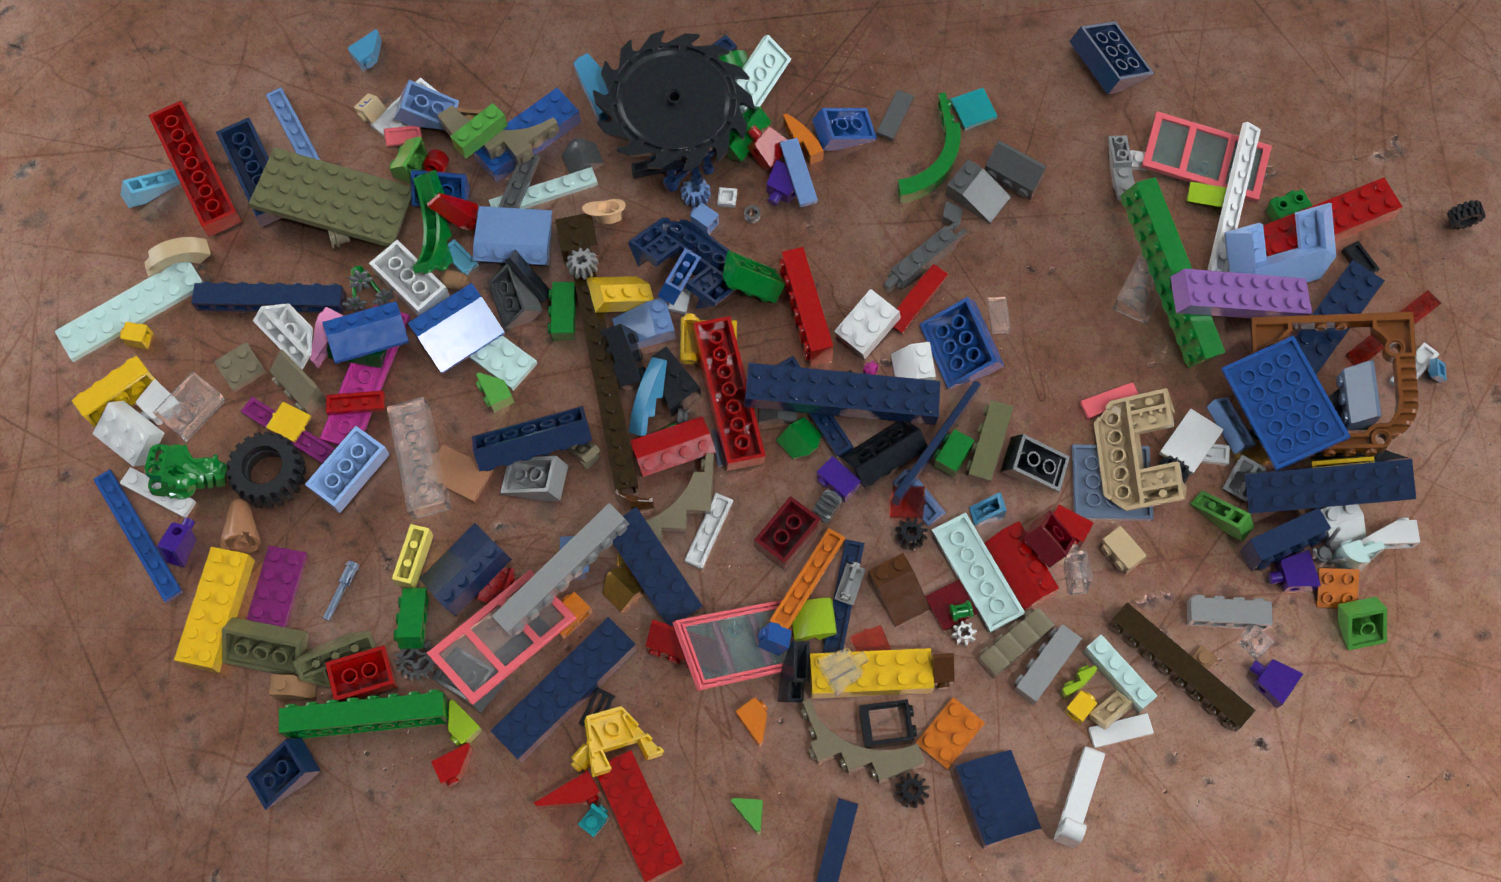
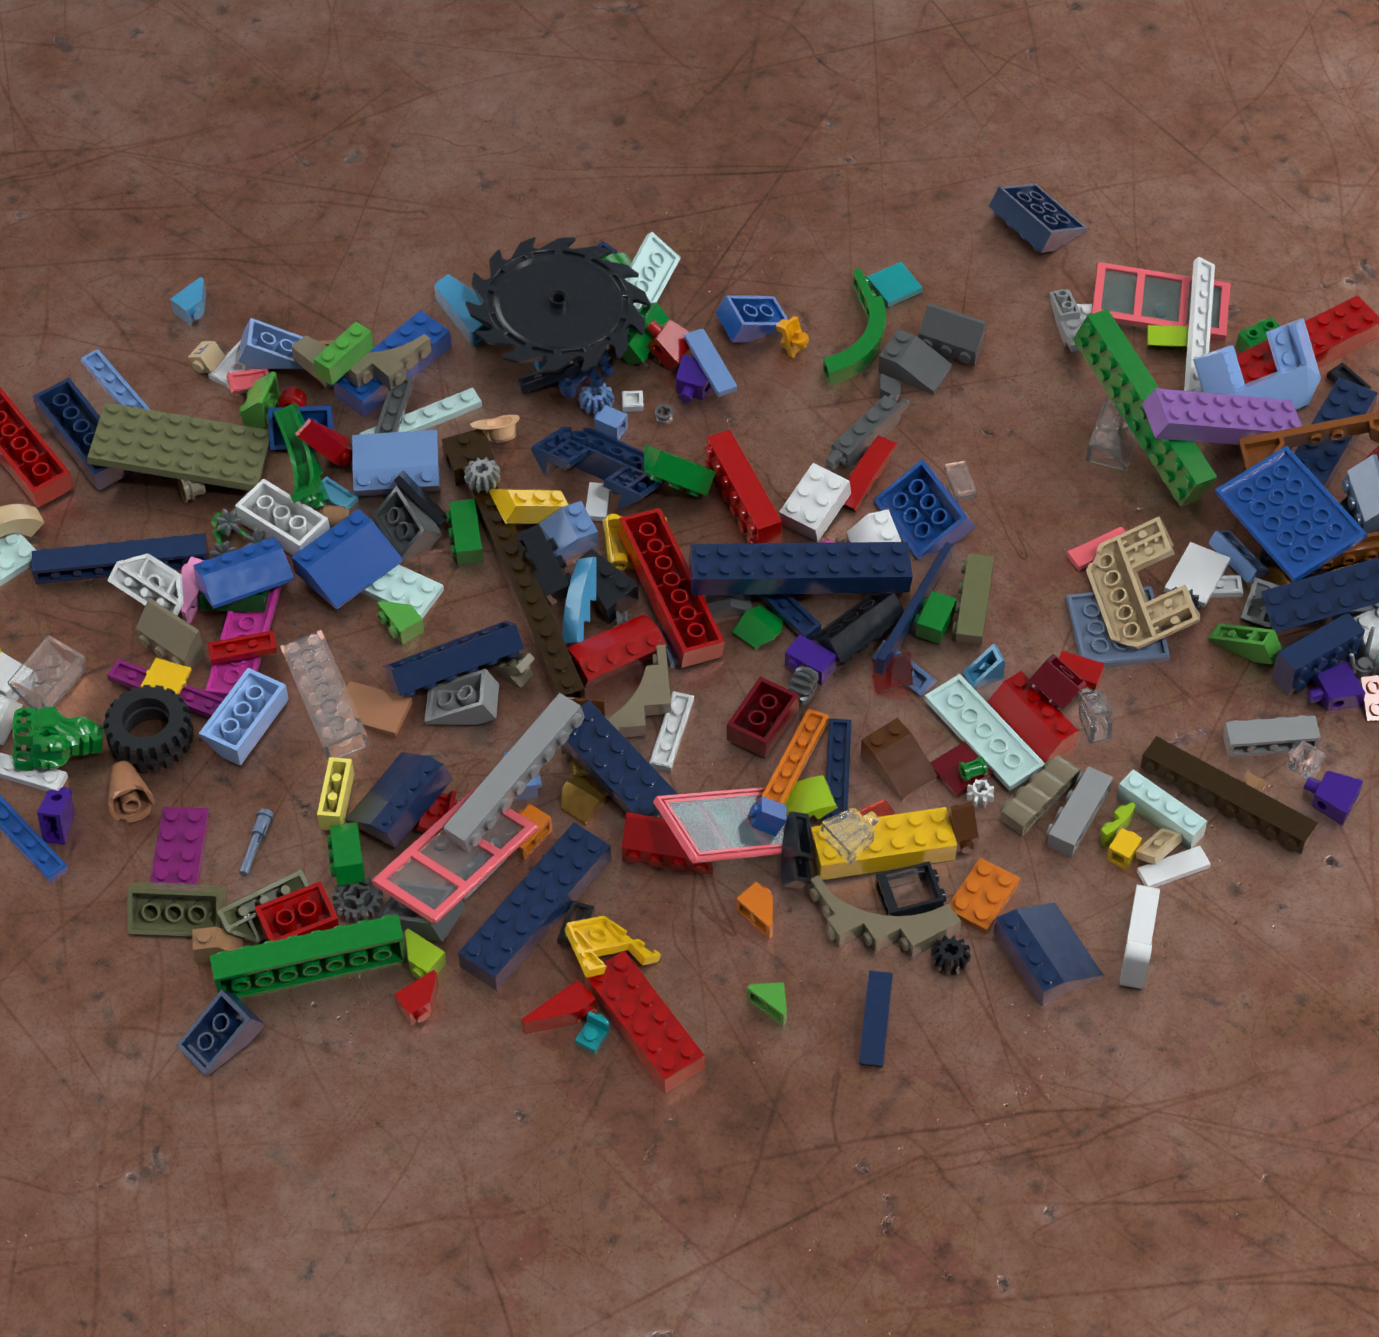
camera: 10 degrees left, 15 degrees down
(214, 604) = (110, 870): yellow brick -> none
(240, 367) = (97, 633): dark tan plate -> none
(581, 155) = (458, 377): dark grey slope -> none
(581, 758) = (568, 971): yellow brick -> none
(679, 276) = (594, 477): blue brick -> none
(806, 139) = (720, 338): orange slope -> none
(850, 583) = (843, 758): light grey hinge -> none
(874, 153) = (793, 337): none -> light orange hips
(895, 115) = (808, 299): dark grey tile -> none
(919, 536) = (902, 703): black gear -> none
(1035, 463) = (1027, 616): black slope -> none
(1122, 550) = (1141, 689): tan brick -> none

